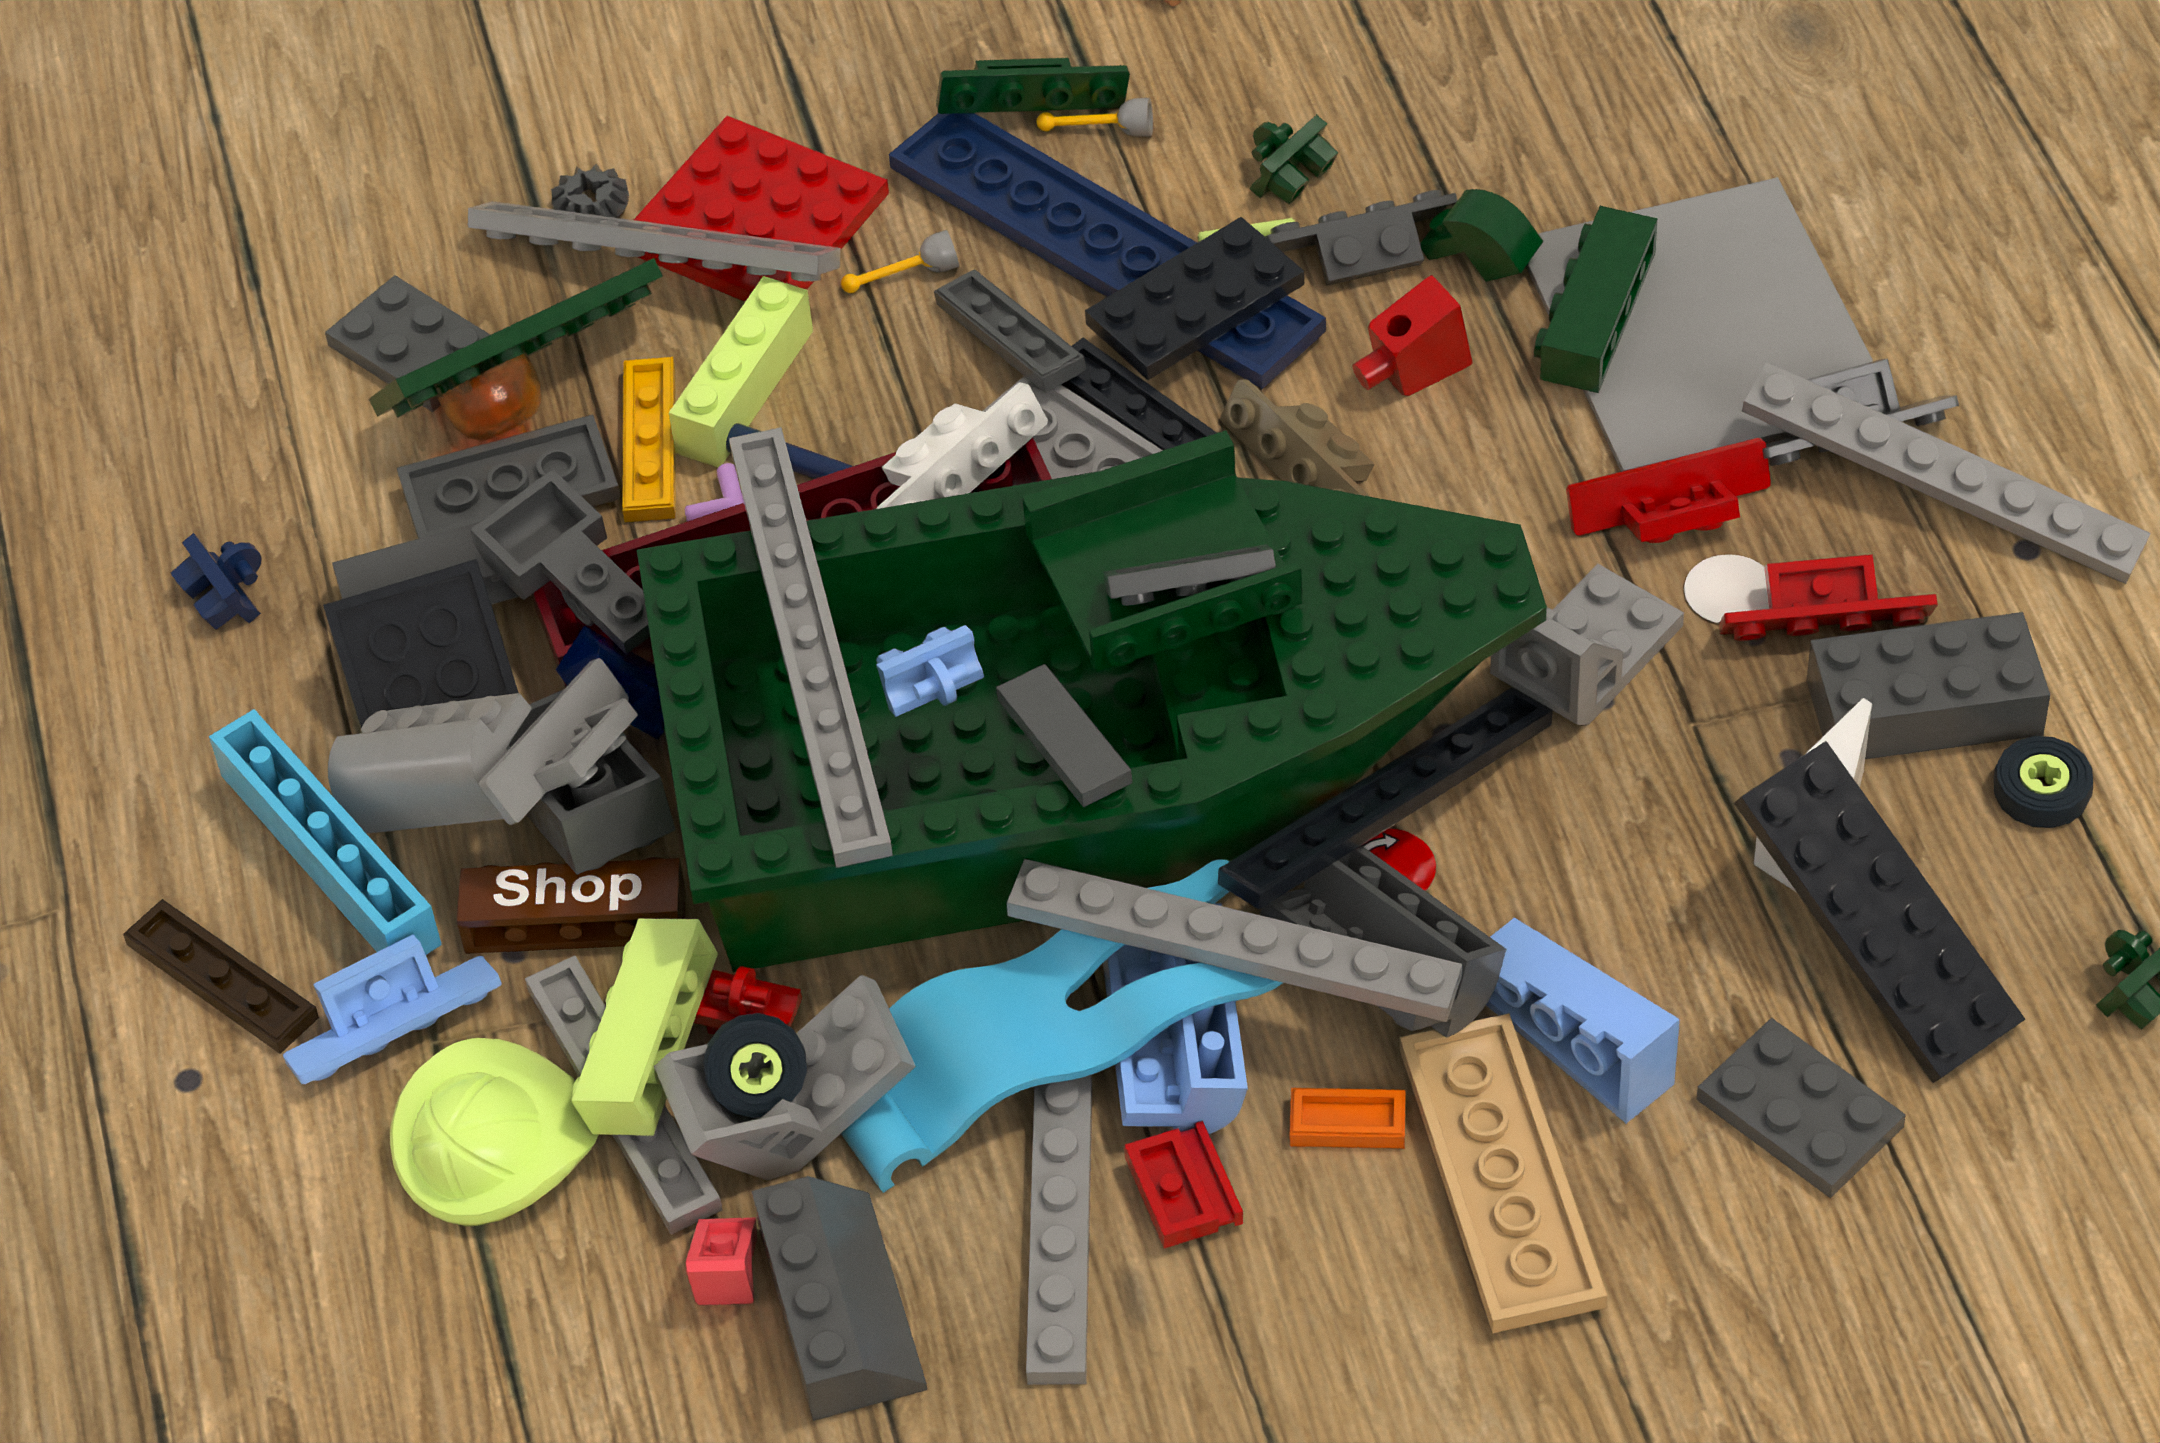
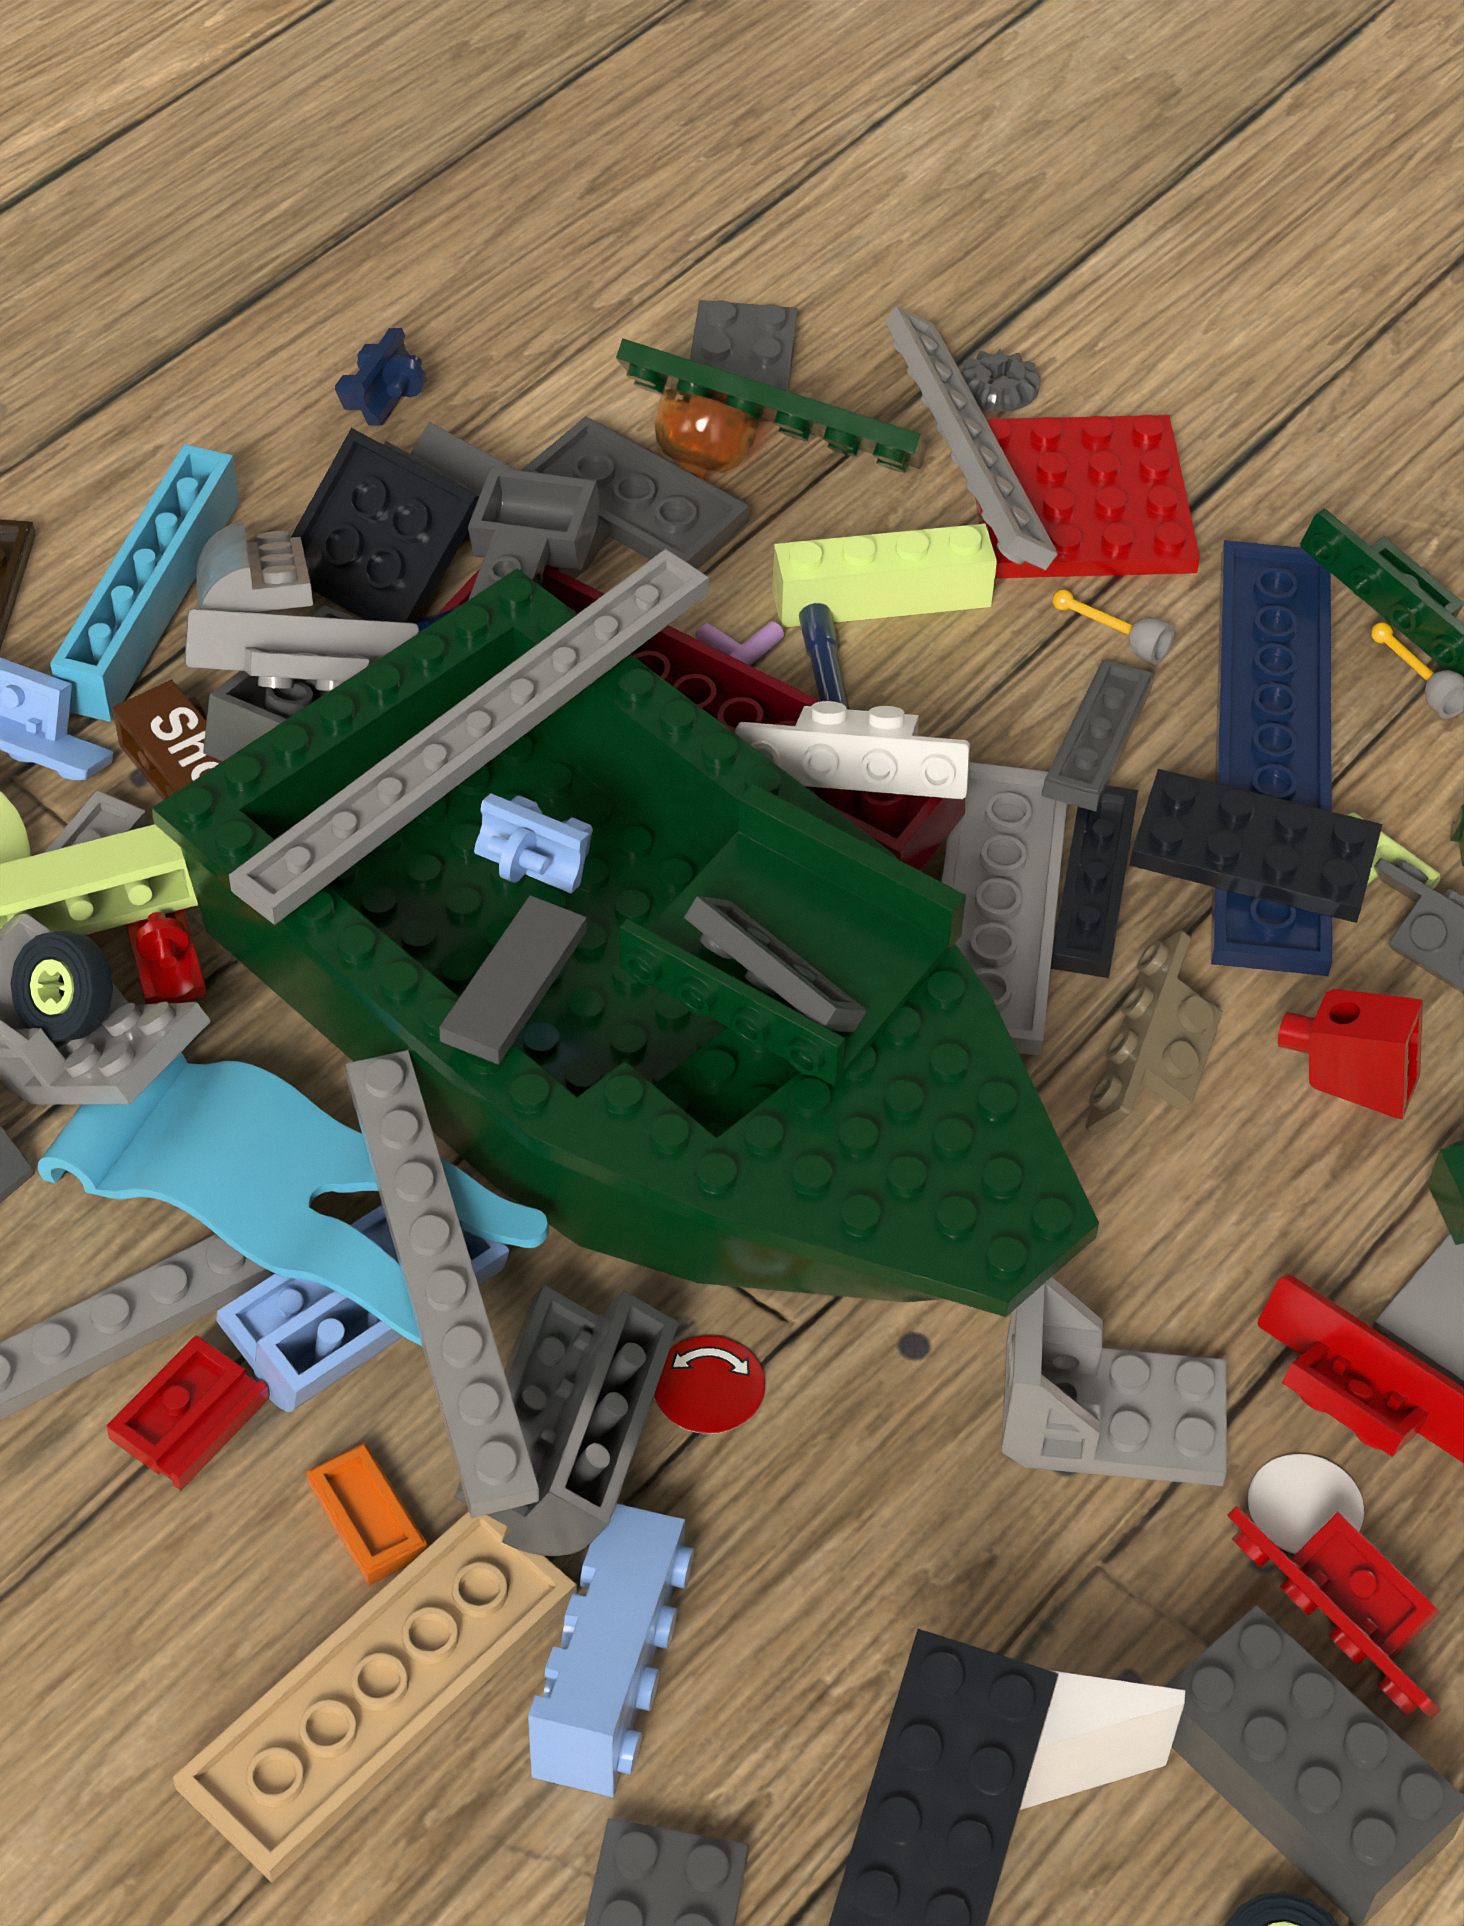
camera: 50 degrees right, 0 degrees up
(648, 440) = (749, 568): yellow tile -> none
(1384, 798) = (751, 1322): black tile -> none

